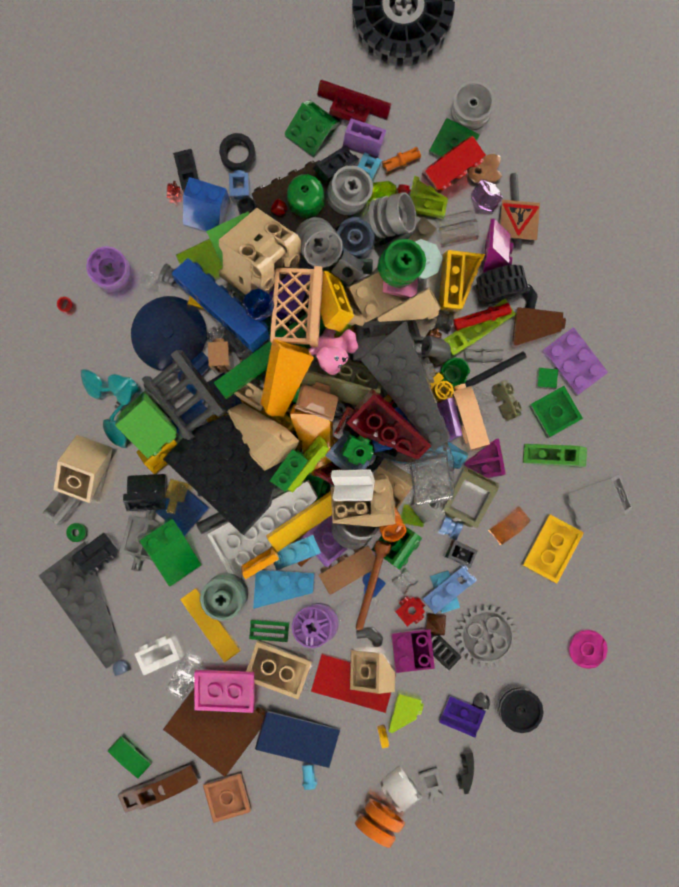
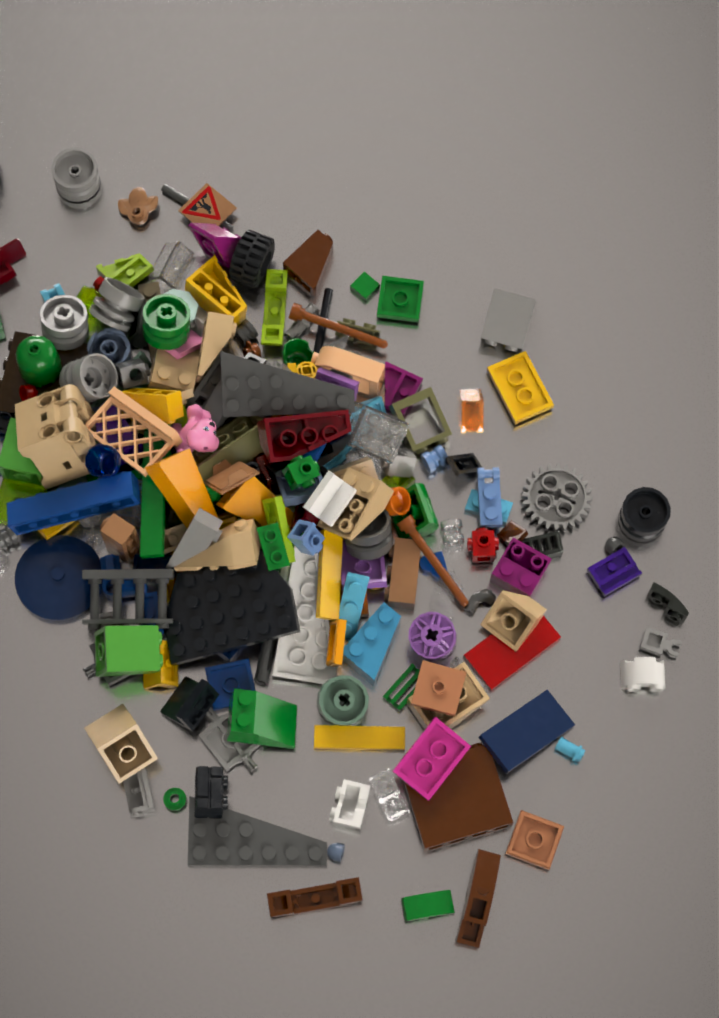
camera: 60 degrees left, 15 degrees down
(79, 677) = (315, 898): none -> reddish brown slope
(123, 390) = (79, 644): teal plant -> none
(176, 492) = (214, 674): clear yellow plate -> none
(255, 412) = (197, 537): none -> light grey slope
(277, 659) = (438, 688): none -> nougat plate
(313, 494) = (310, 541): none -> medium blue brick
(330, 165) = (29, 319): black plate -> none
(364, 137) = (27, 283): medium lavender brick -> none
(380, 823) = (659, 710): orange wheel -> none
(383, 736) = (583, 656): yellow tile -> none
(401, 159) = (72, 267): orange pin -> none
(404, 711) = (571, 617): lime slope -> none
(437, 350) = (265, 348): dark grey cylinder -> none
(450, 136) = (95, 215): green plate -> none
(454, 164) = (115, 222): red brick -> none
(486, 195) = (164, 220): clear purple panel -> none
(486, 350) = (300, 313): none -> dark orange piece
(489, 314) = (270, 288): red pin -> none
(531, 297) = (282, 248): black arm -> none
(555, 455) = (438, 325): bright green slope -> none
(575, 361) = (369, 253): medium lavender plate -> none
(587, 649) = (632, 423): dark pink tile -> none

